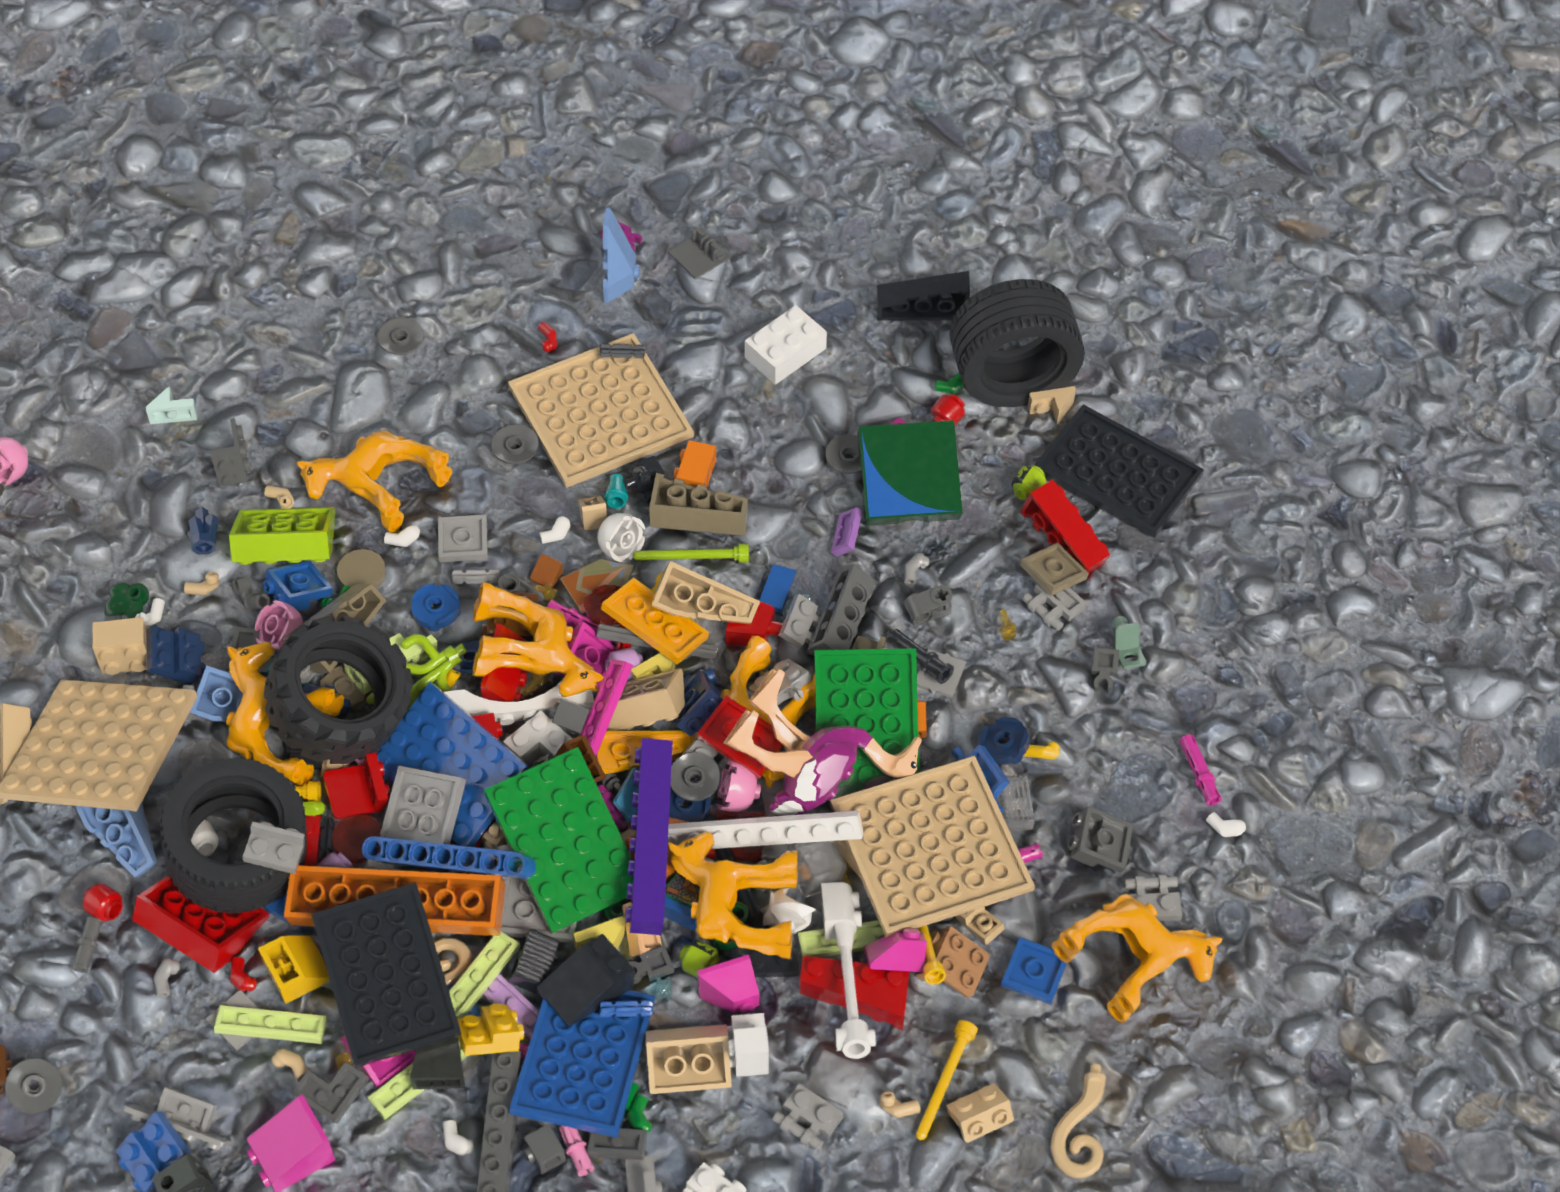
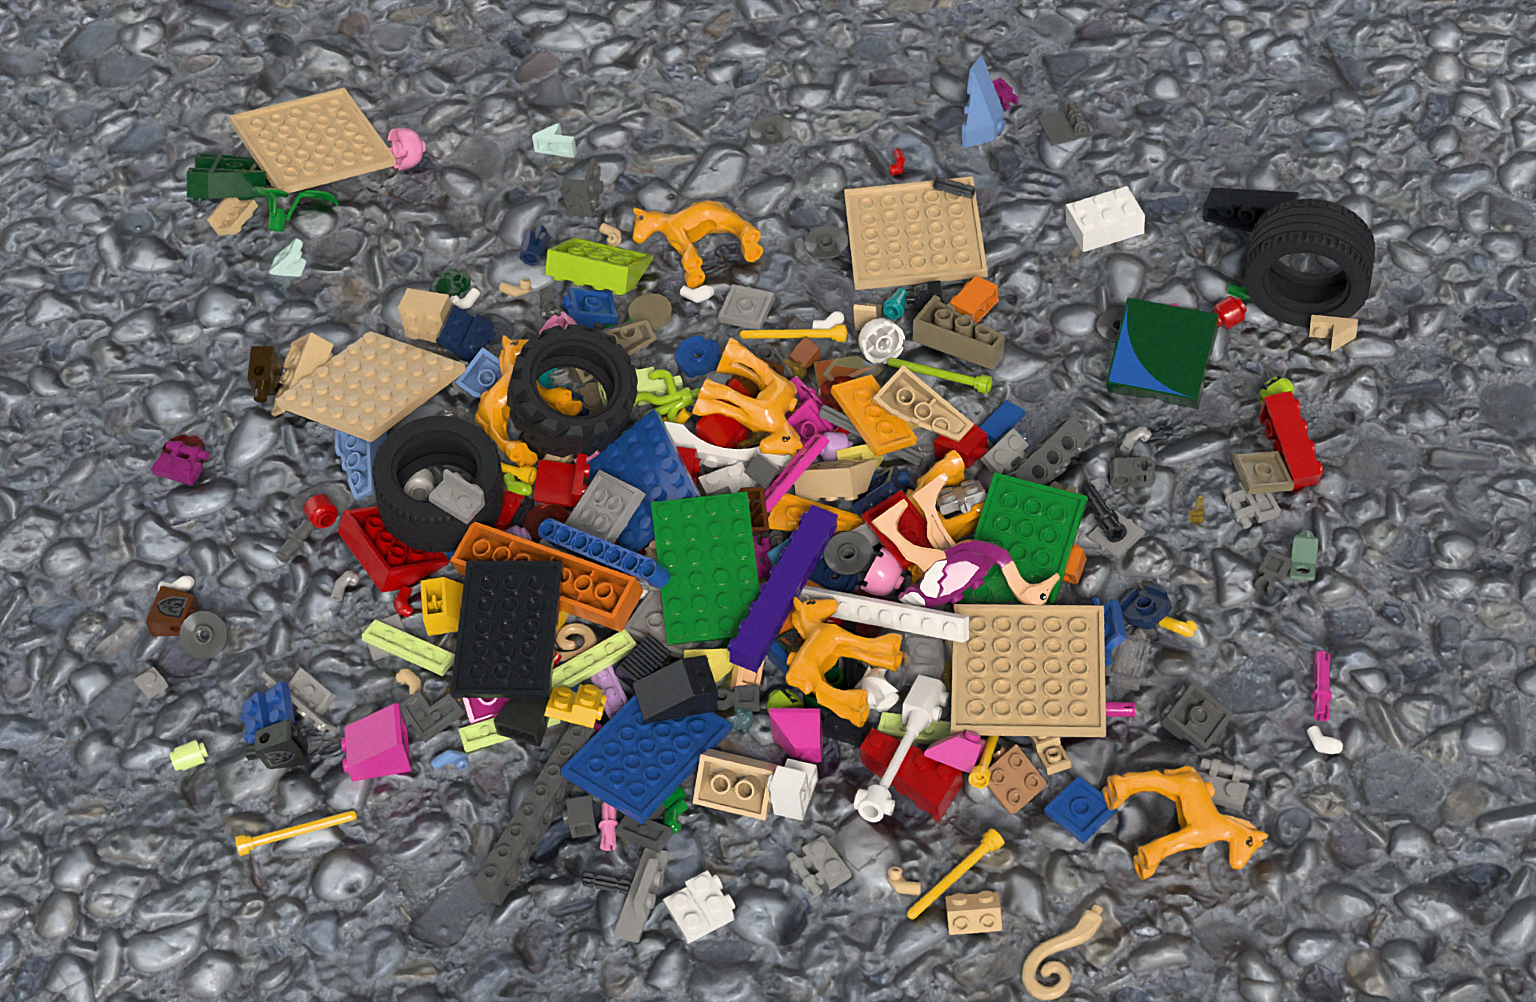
camera: 30 degrees right, 5 degrees down
(373, 1131) = (450, 756): none -> medium blue arm
(455, 1142) = (512, 787): white arm -> none
(475, 576) = (746, 341): light grey axle -> none
(569, 540) = (837, 333): none -> yellow piece
(626, 1008) = (700, 724): blue axle -> none
(846, 531) = (1086, 390): medium lavender plate -> none
(1119, 470) = (1369, 405): black plate -> none

